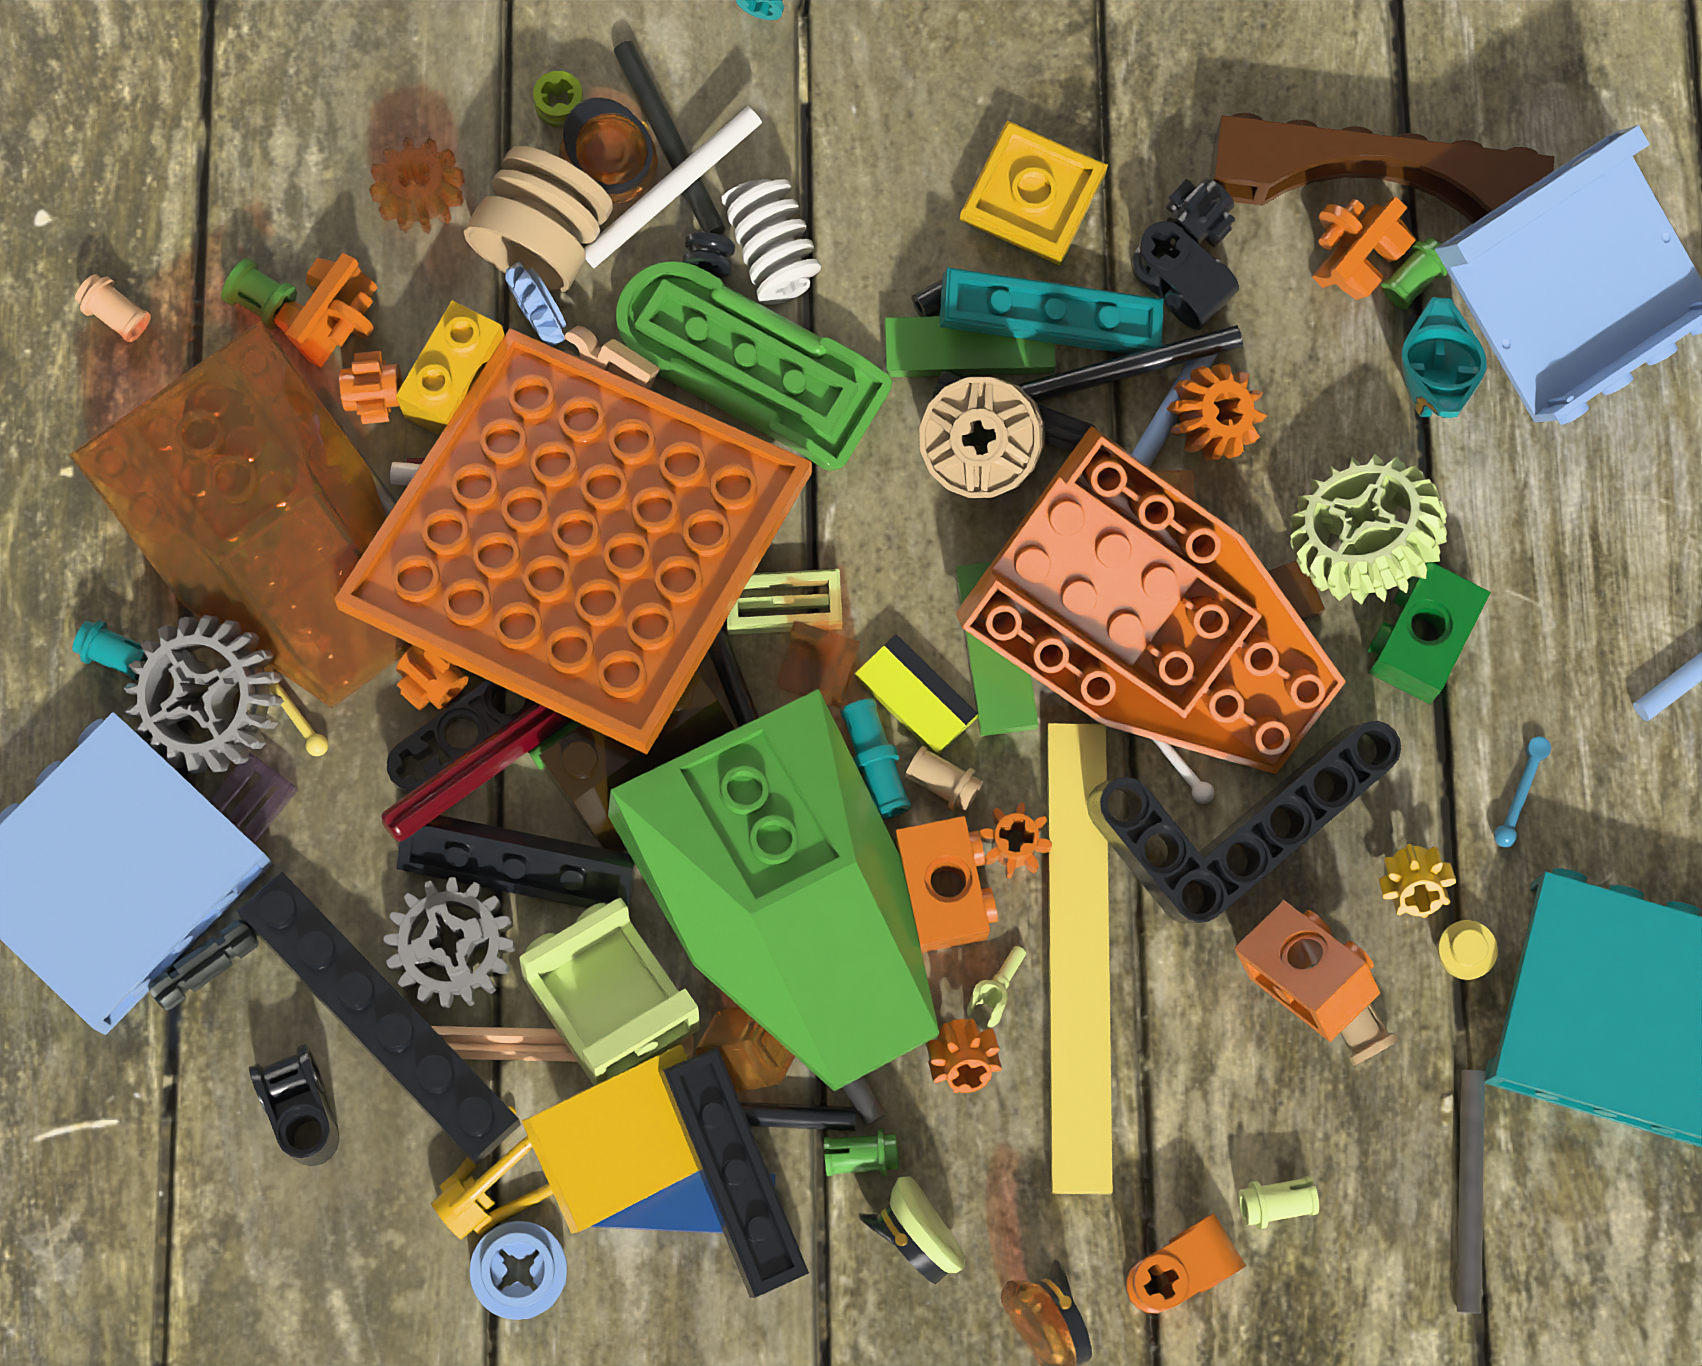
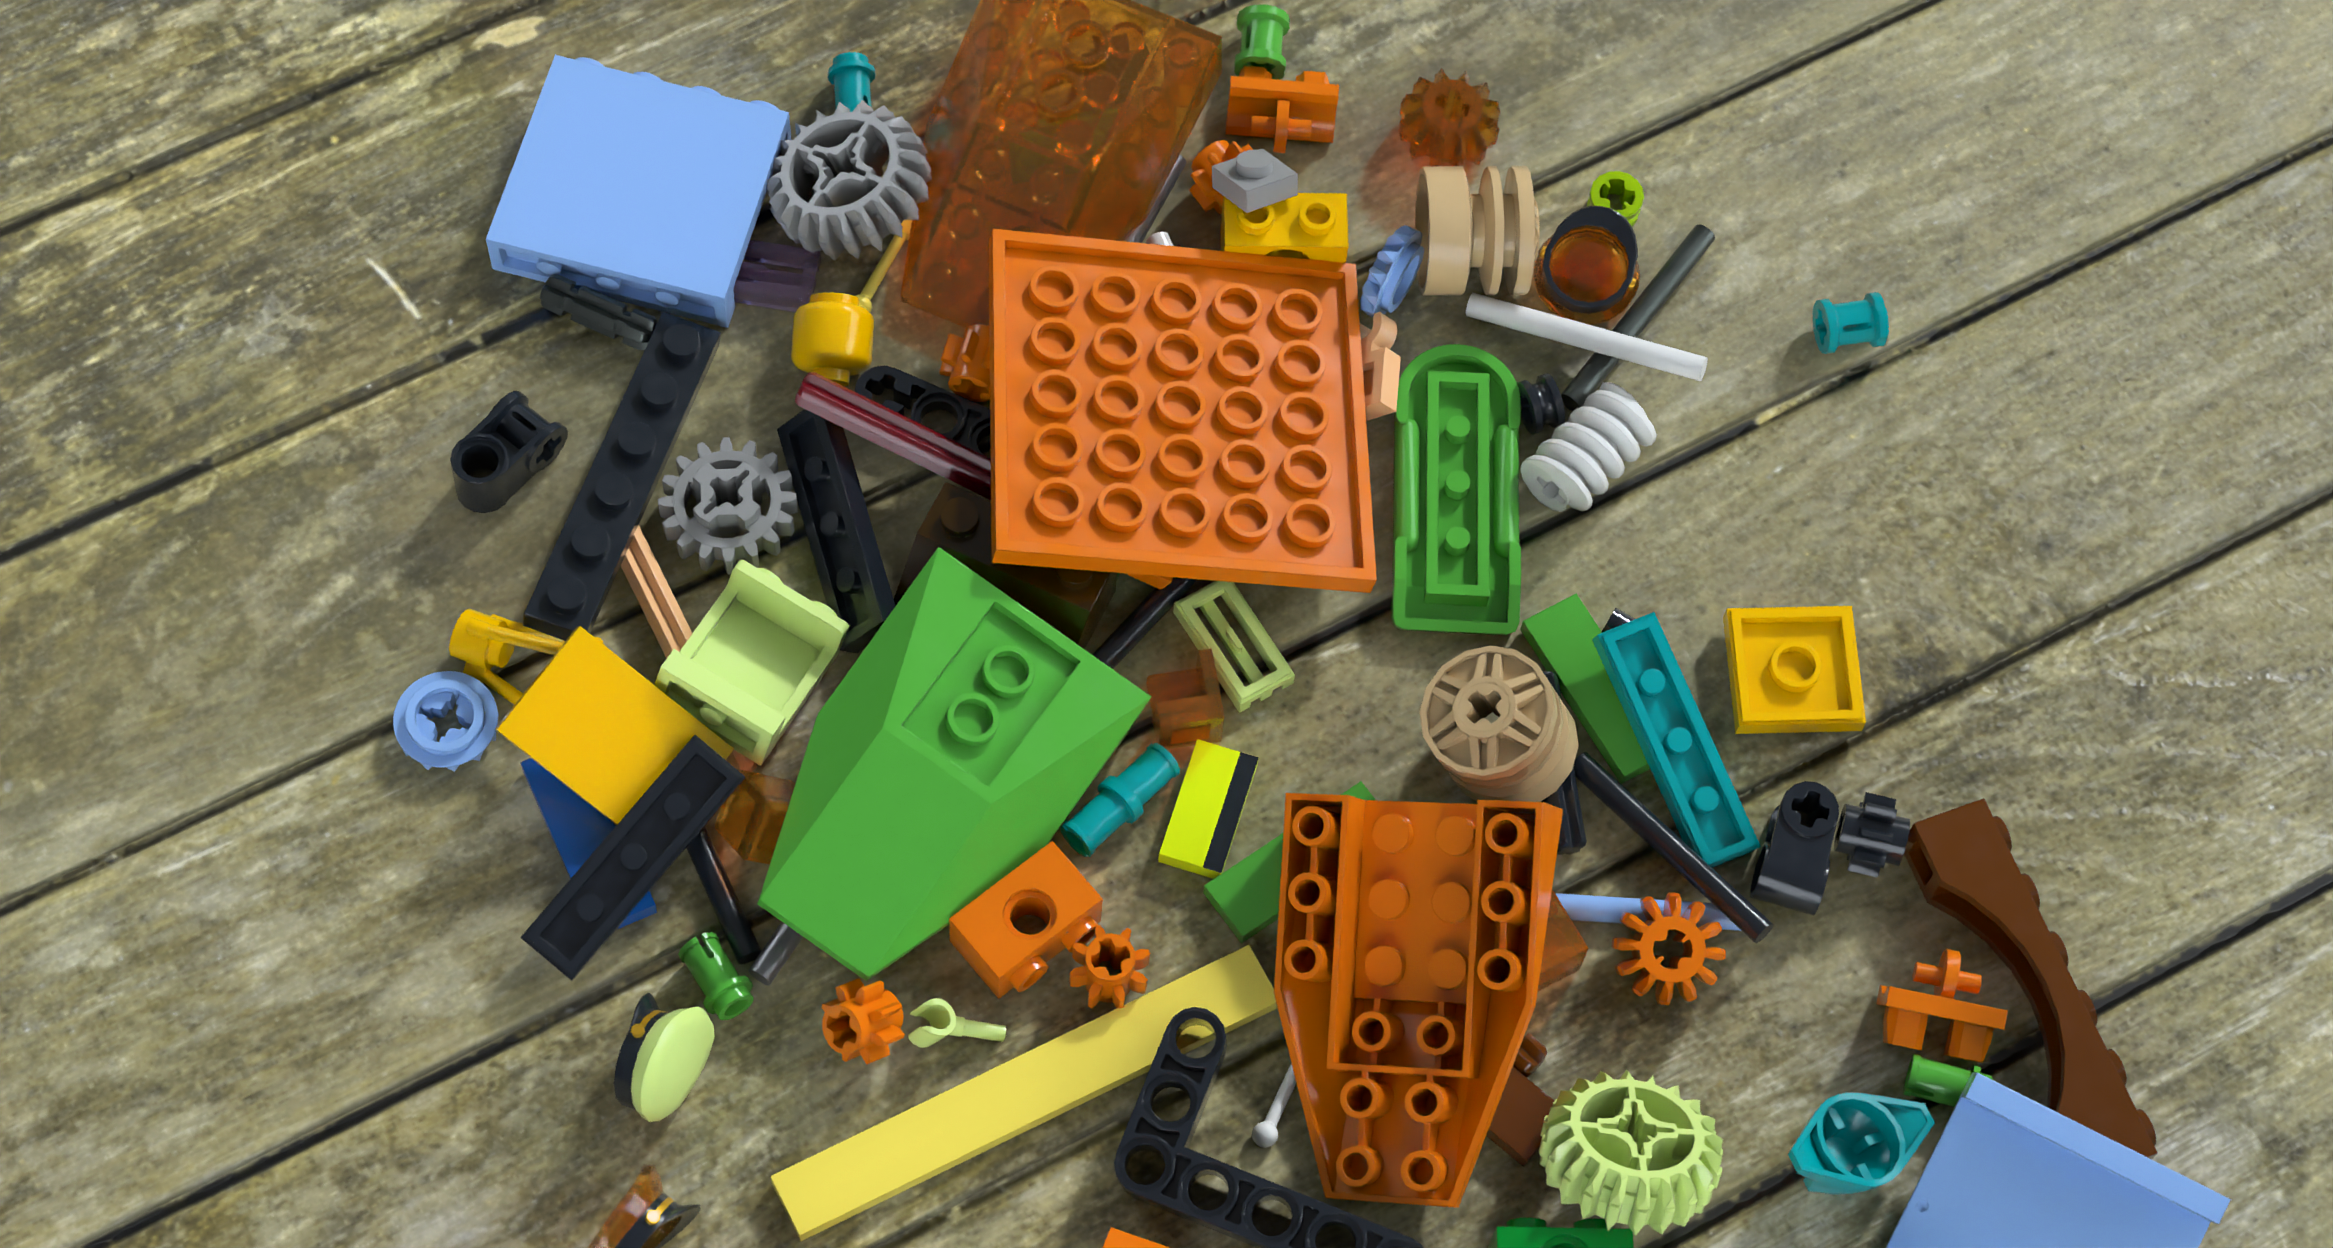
camera: 60 degrees right, 10 degrees down
(342, 782) = (832, 336): none -> yellow head
(403, 365) = (1254, 180): none -> light grey plate
(944, 779) = (1136, 874): tan pin -> none

